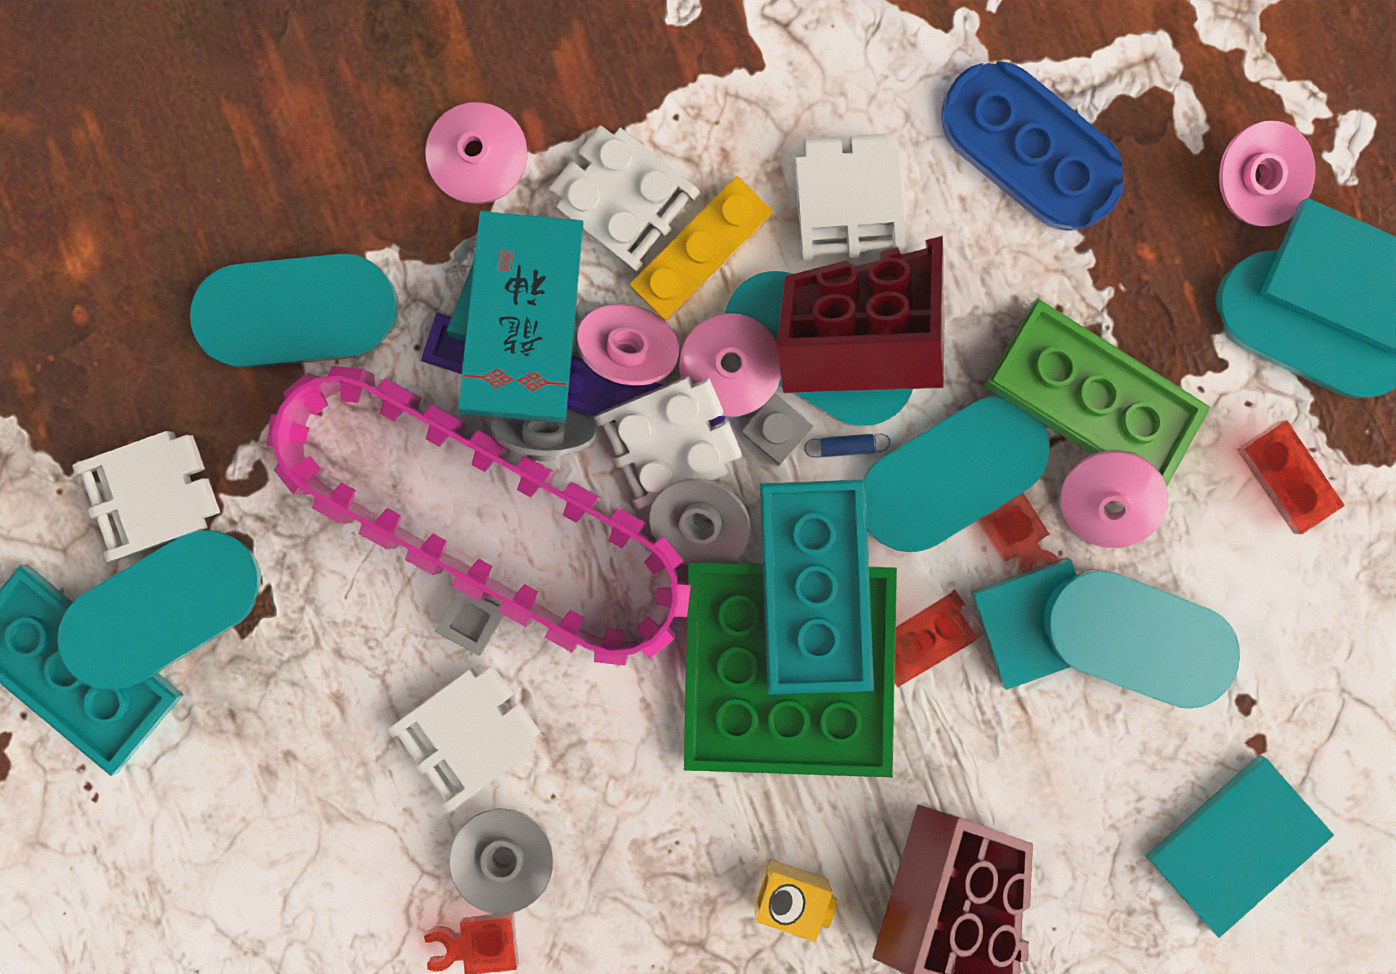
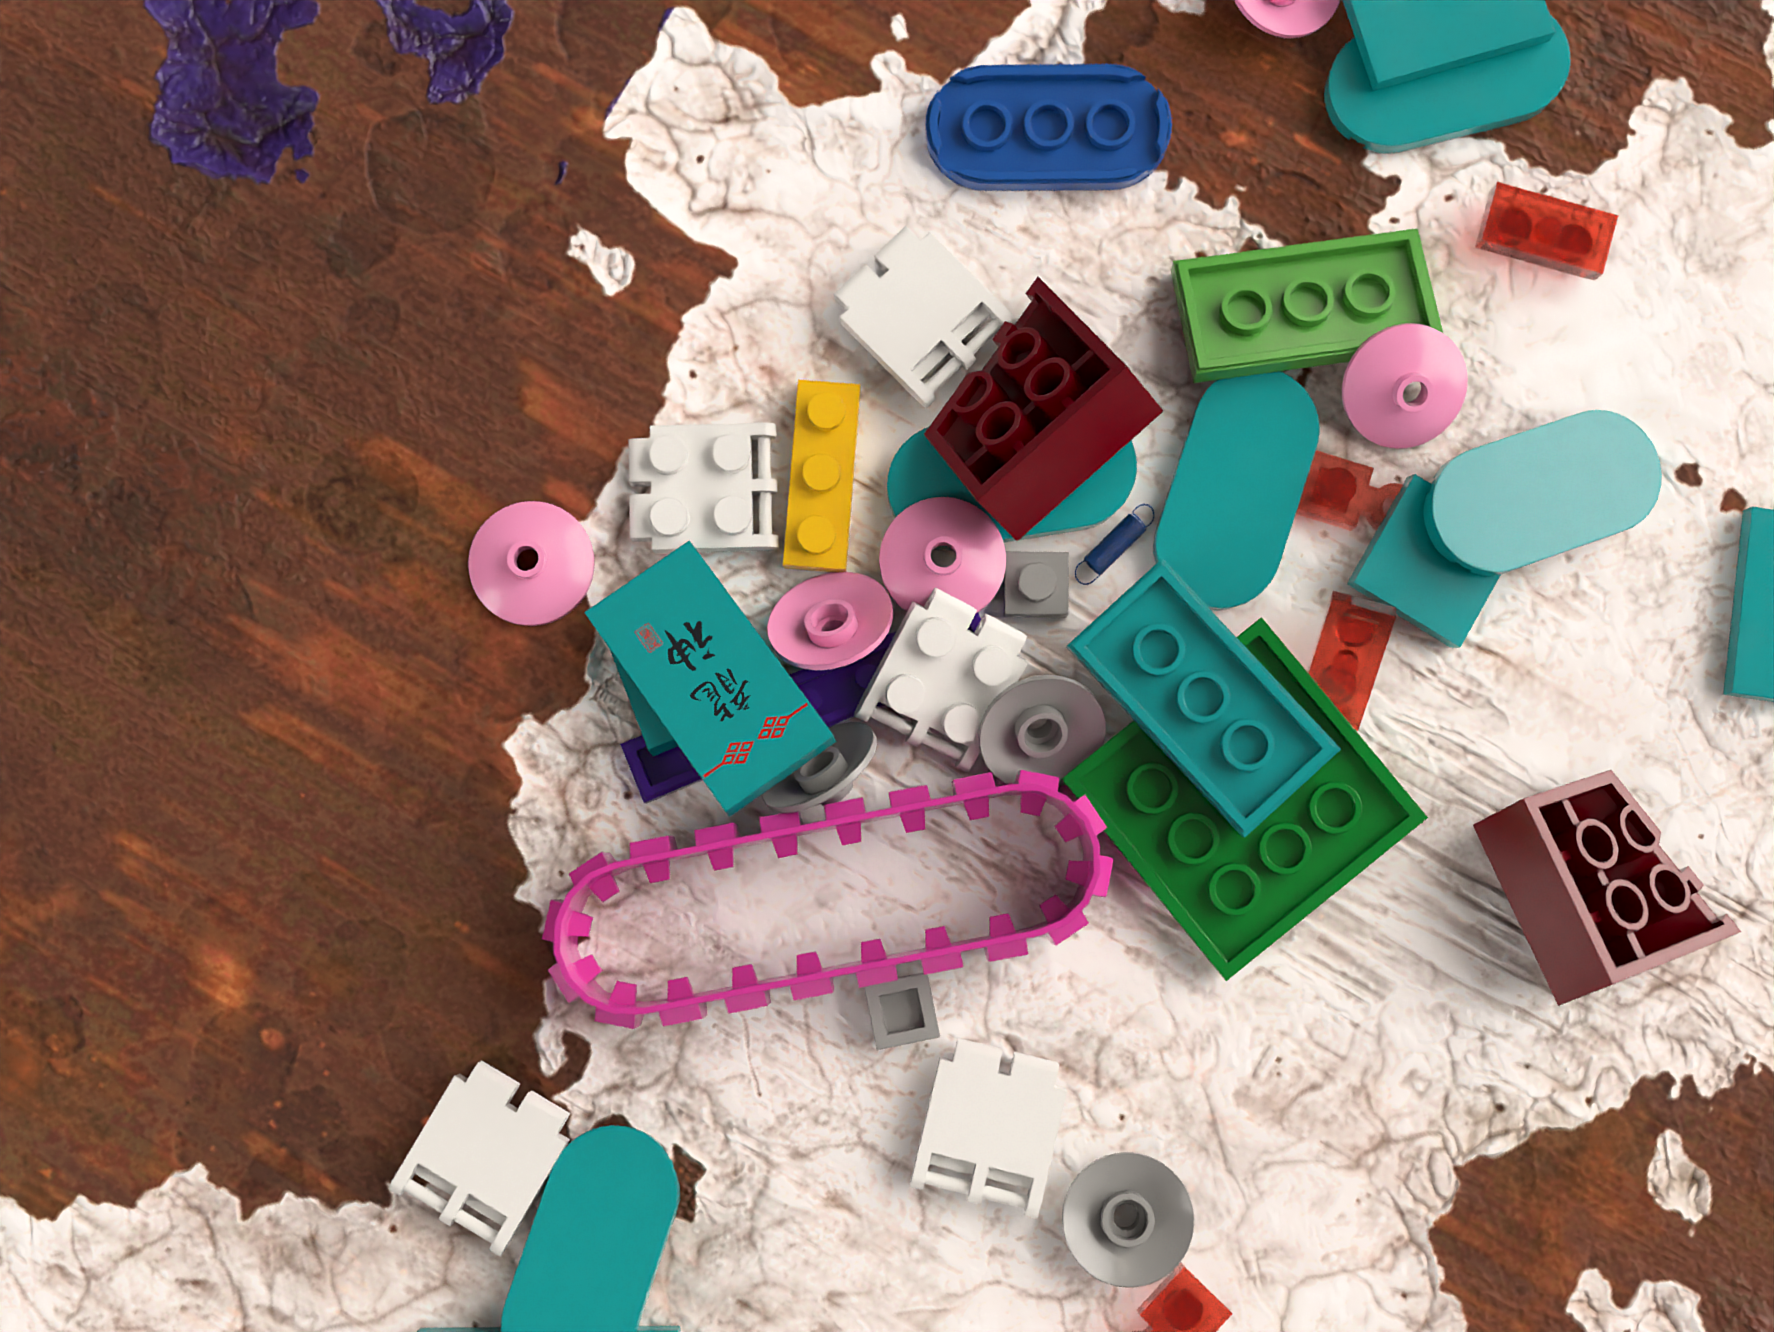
camera: 35 degrees left, 5 degrees down
(294, 311) = (480, 858): teal tile -> none
(795, 901) = (1438, 1016): yellow brick -> none

